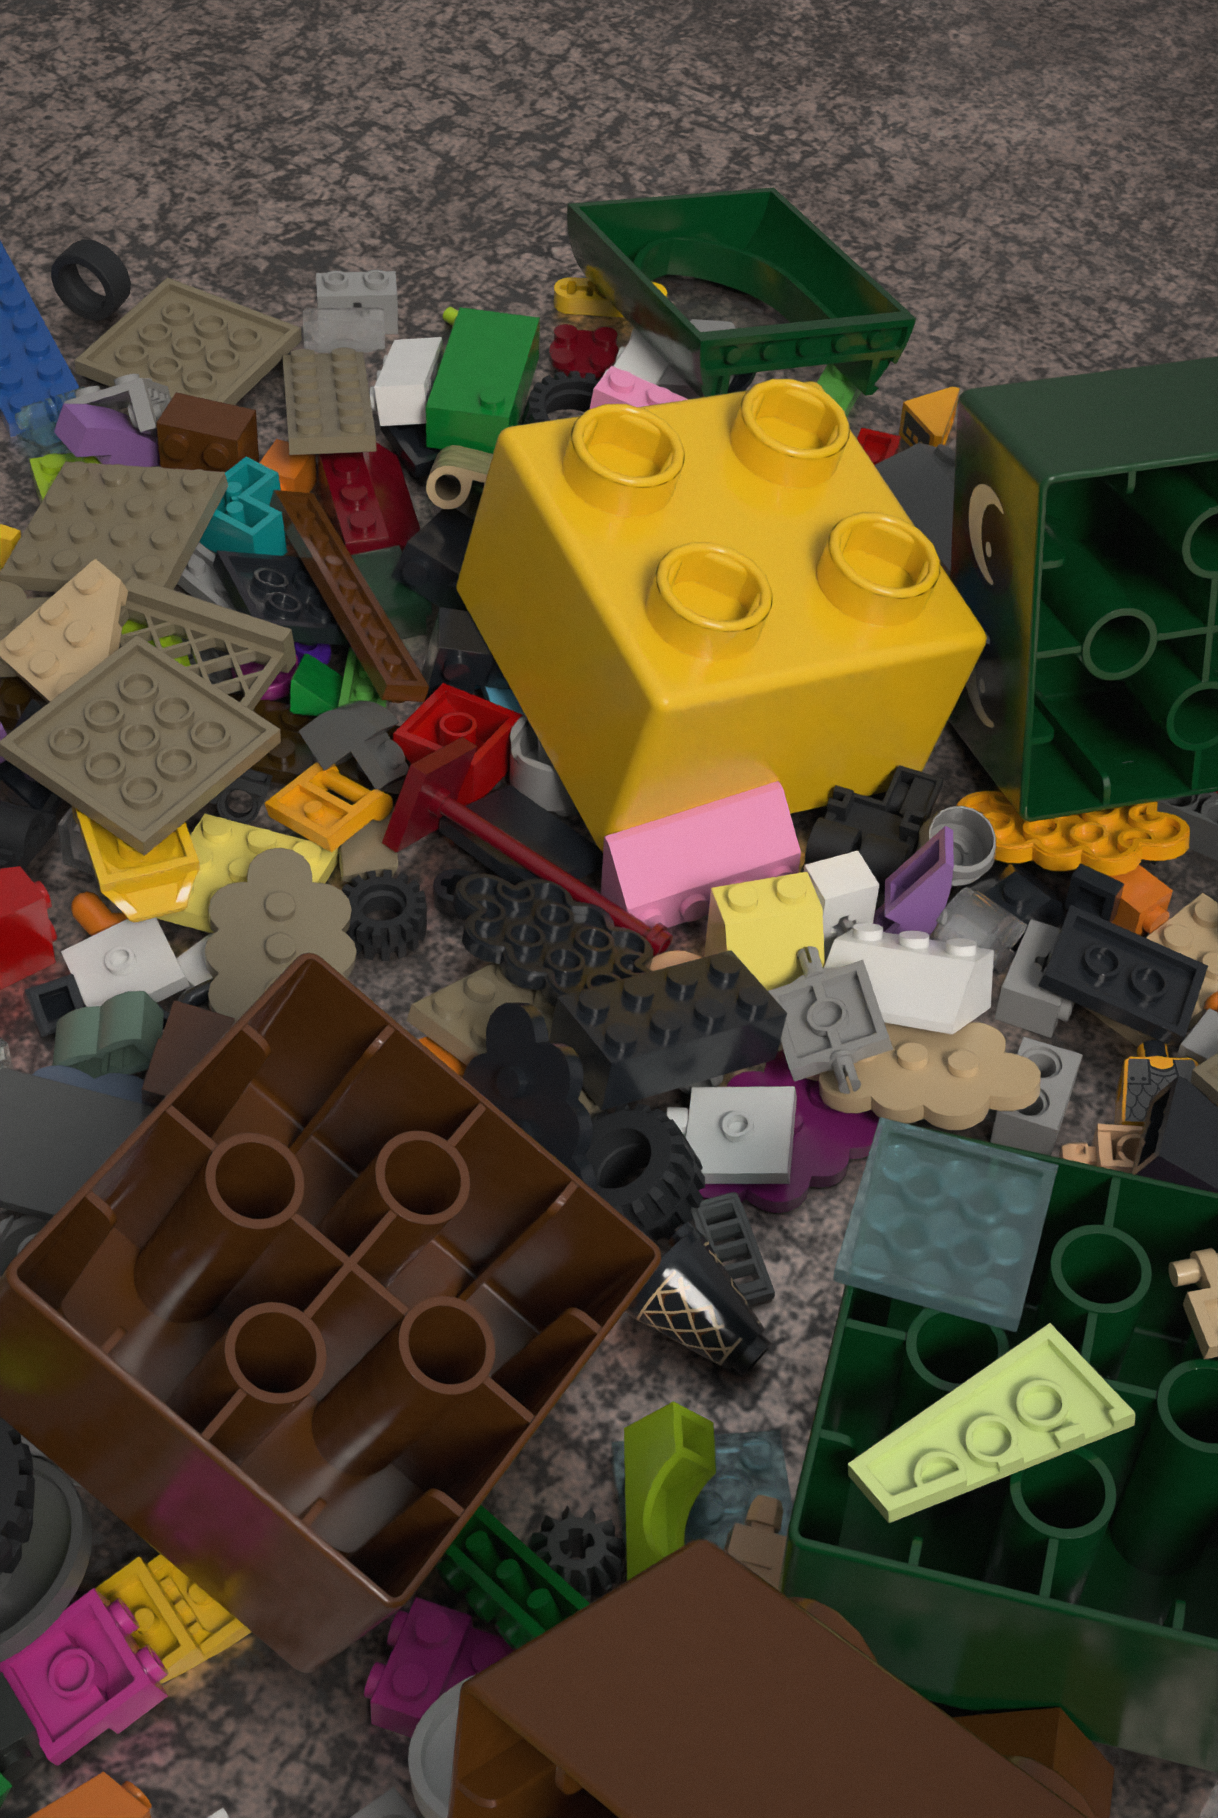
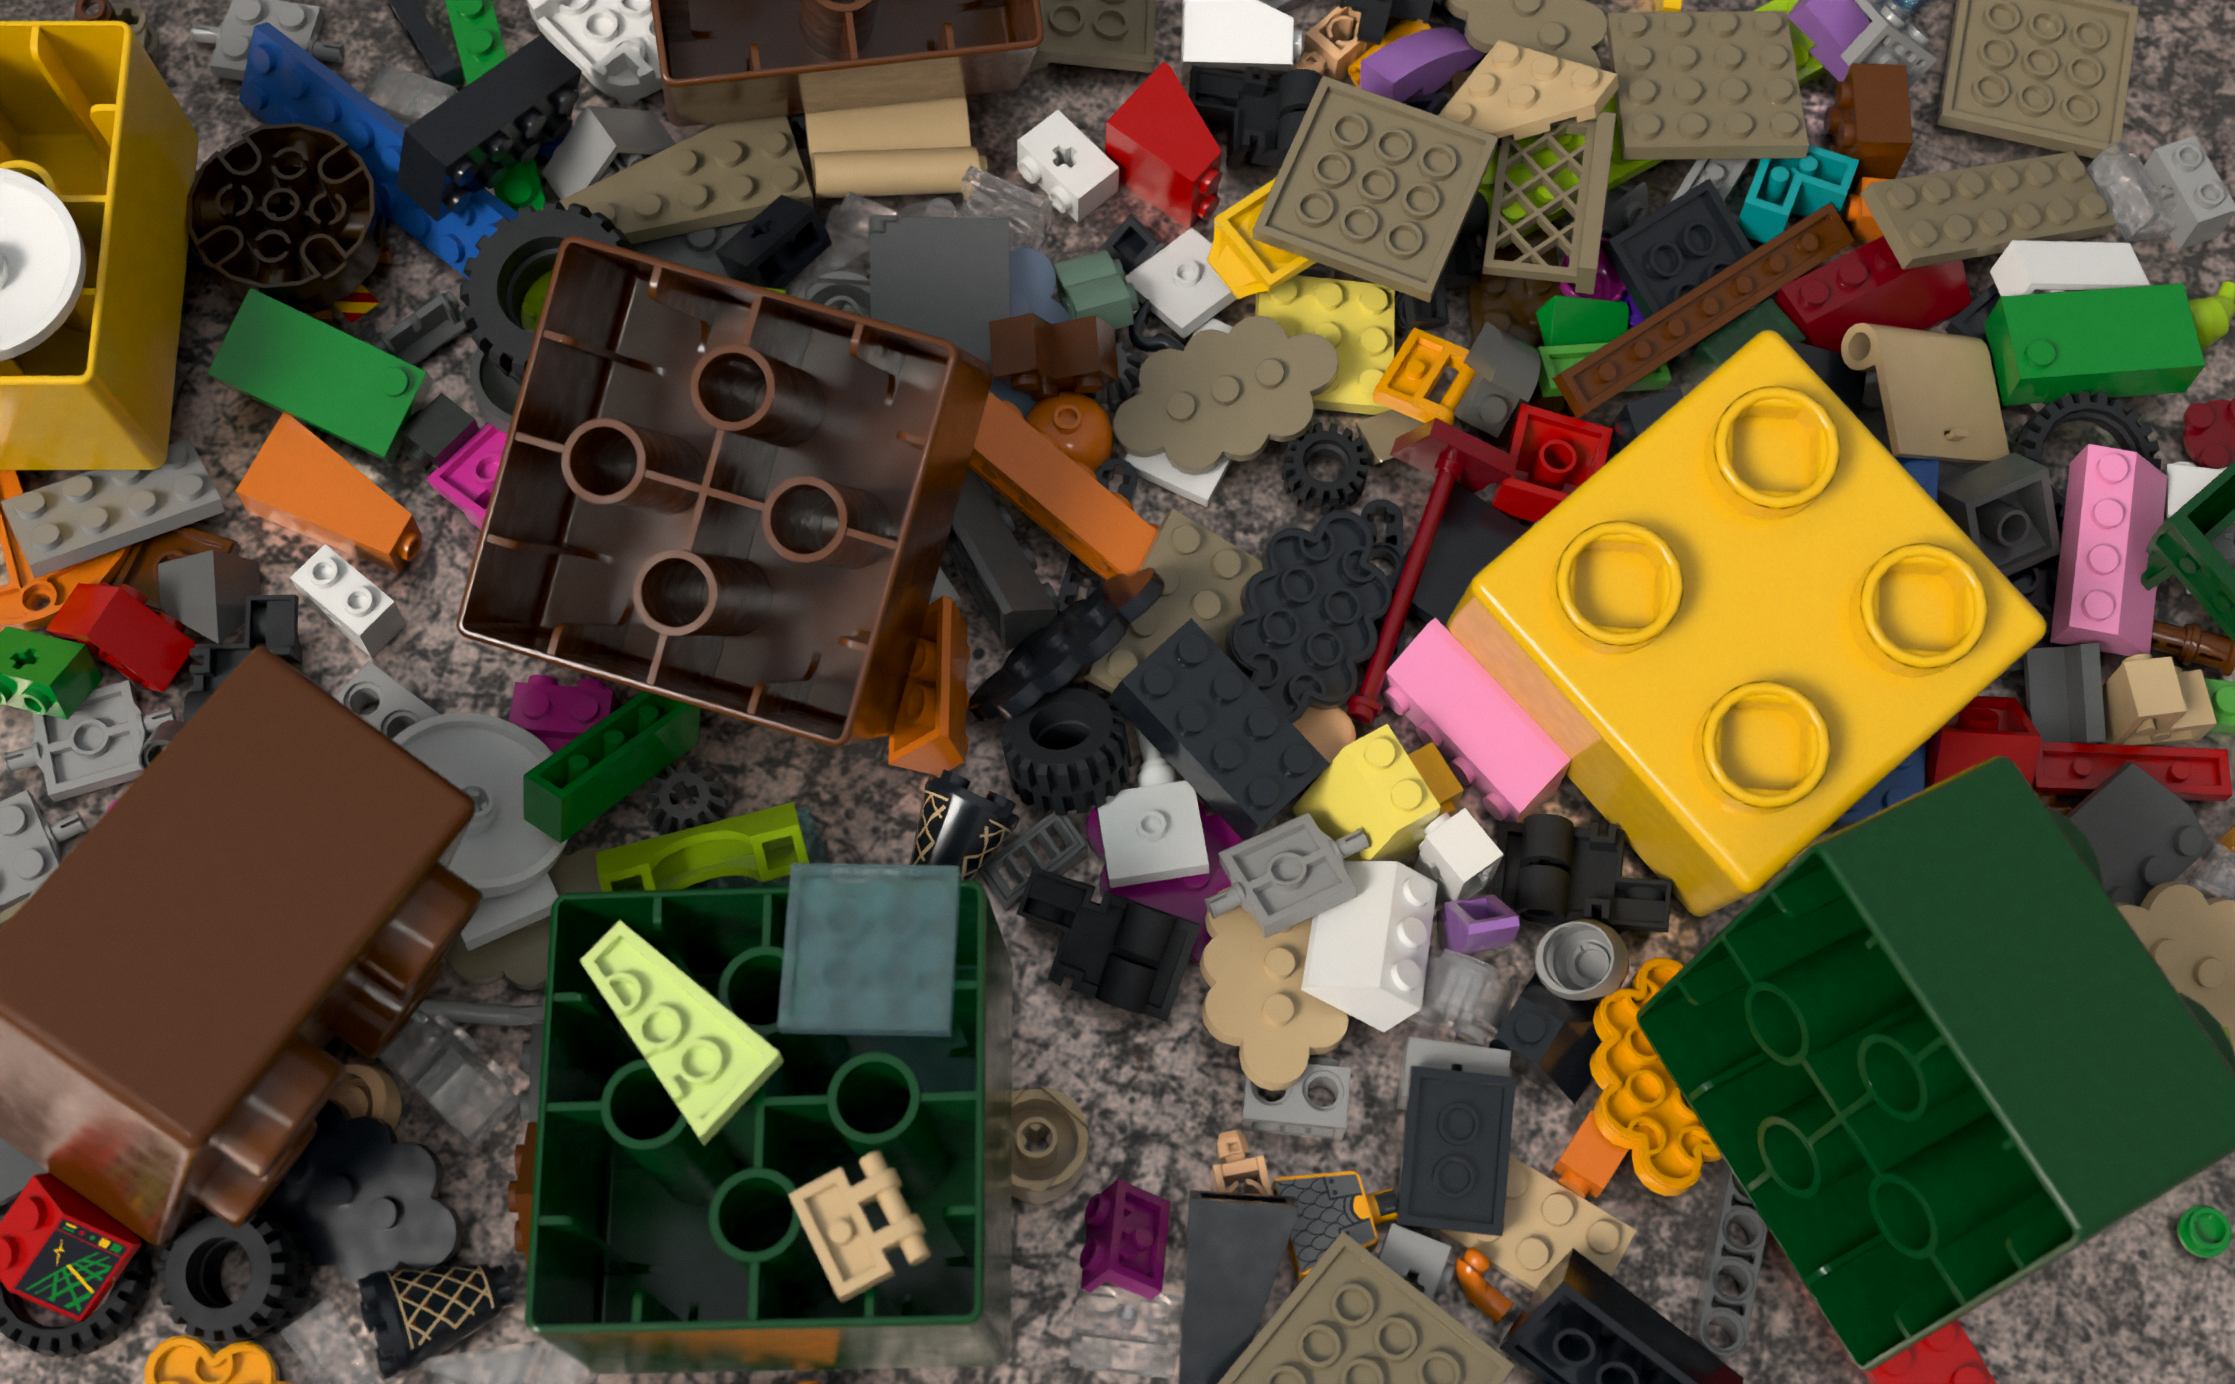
camera: 75 degrees right, 20 degrees up
(820, 1200) = (1113, 948): none -> black plate
(1094, 893) = (1559, 1108): black plate -> none

